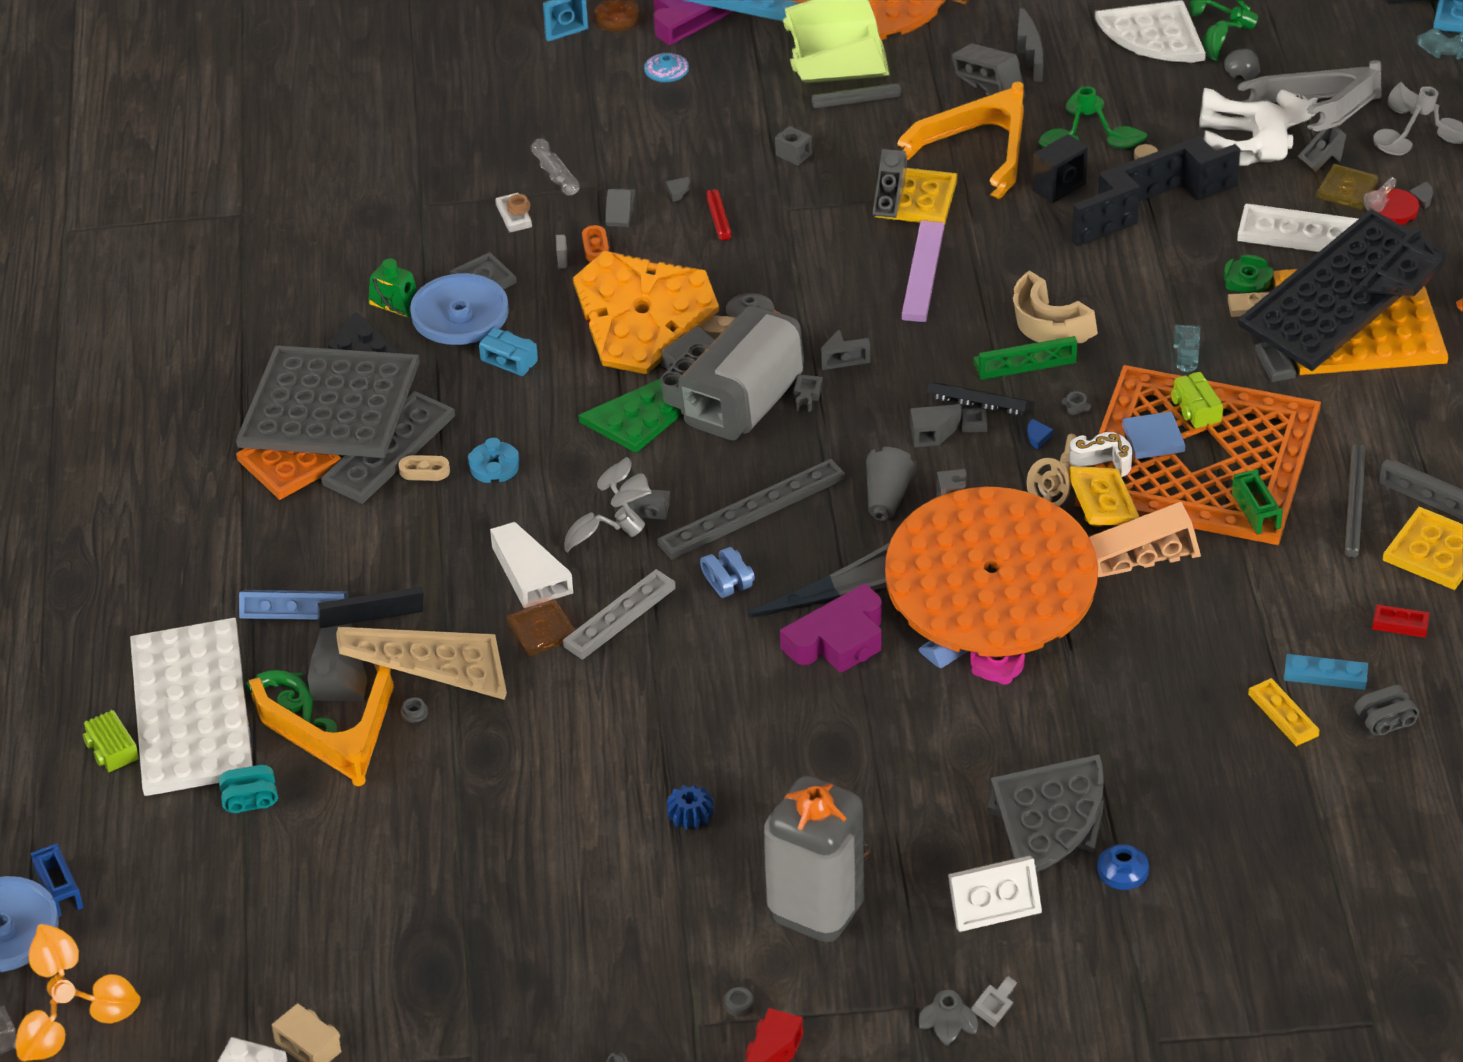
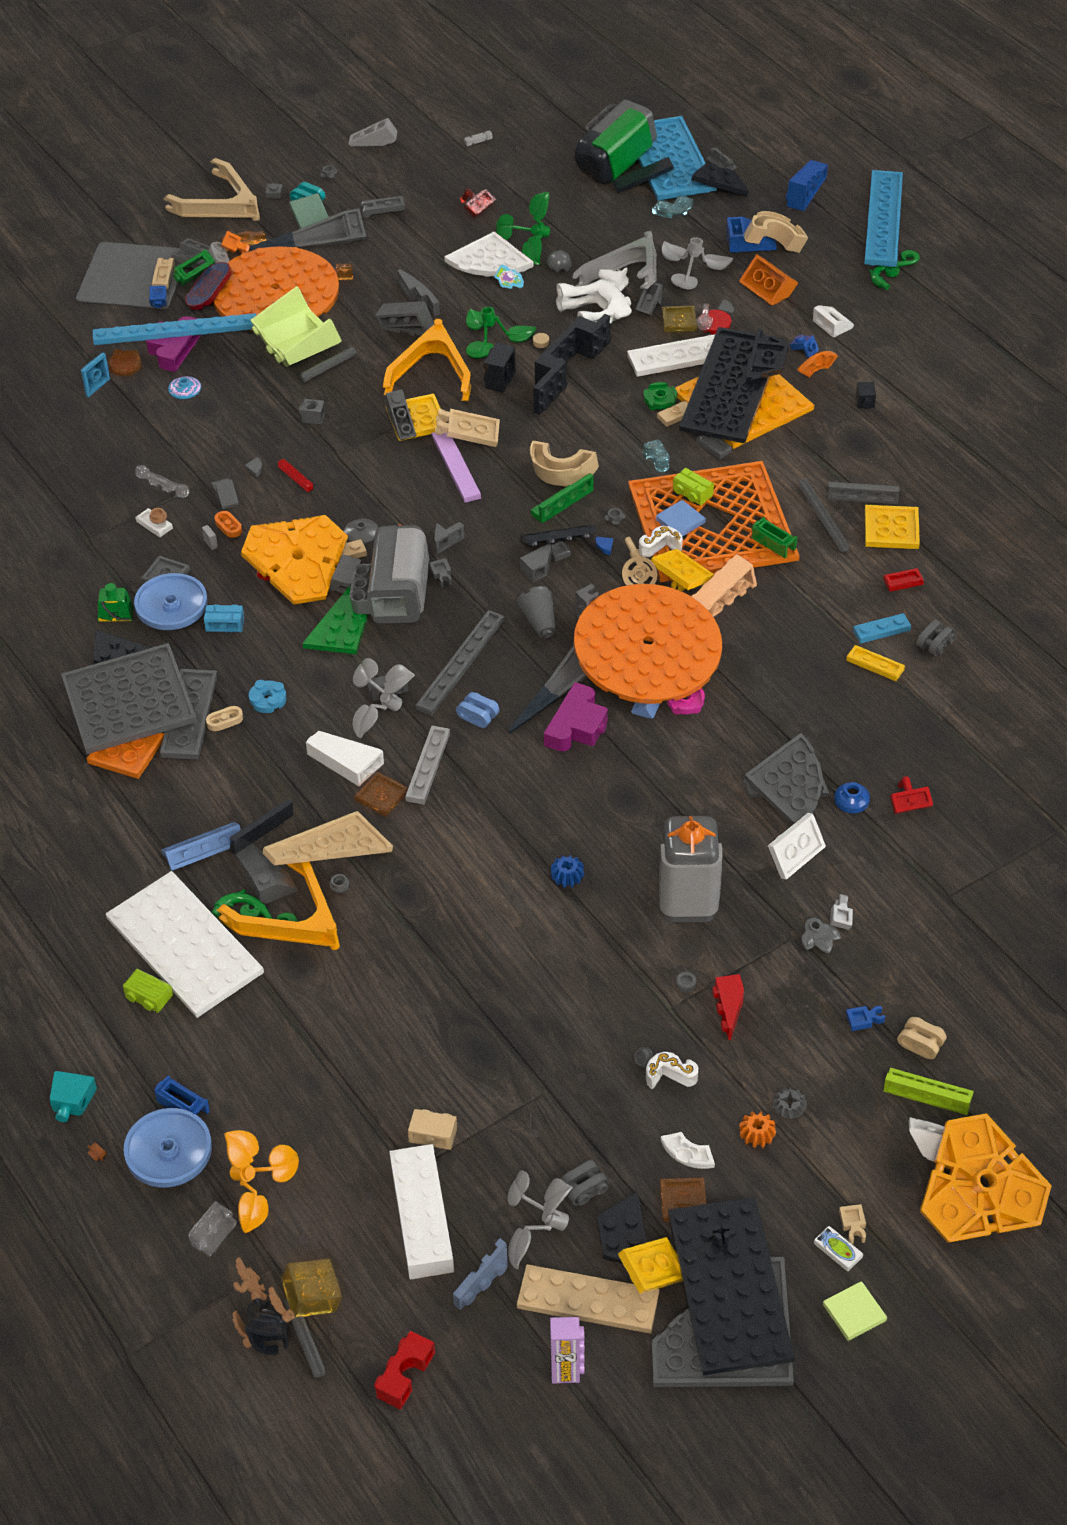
camera: 30 degrees left, 5 degrees up
(248, 788) = (268, 982): teal brick -> none
(969, 228) = (468, 427): none -> tan tile
(1161, 63) = (509, 277): none -> sticker
(1195, 898) = (911, 798): none -> red plate

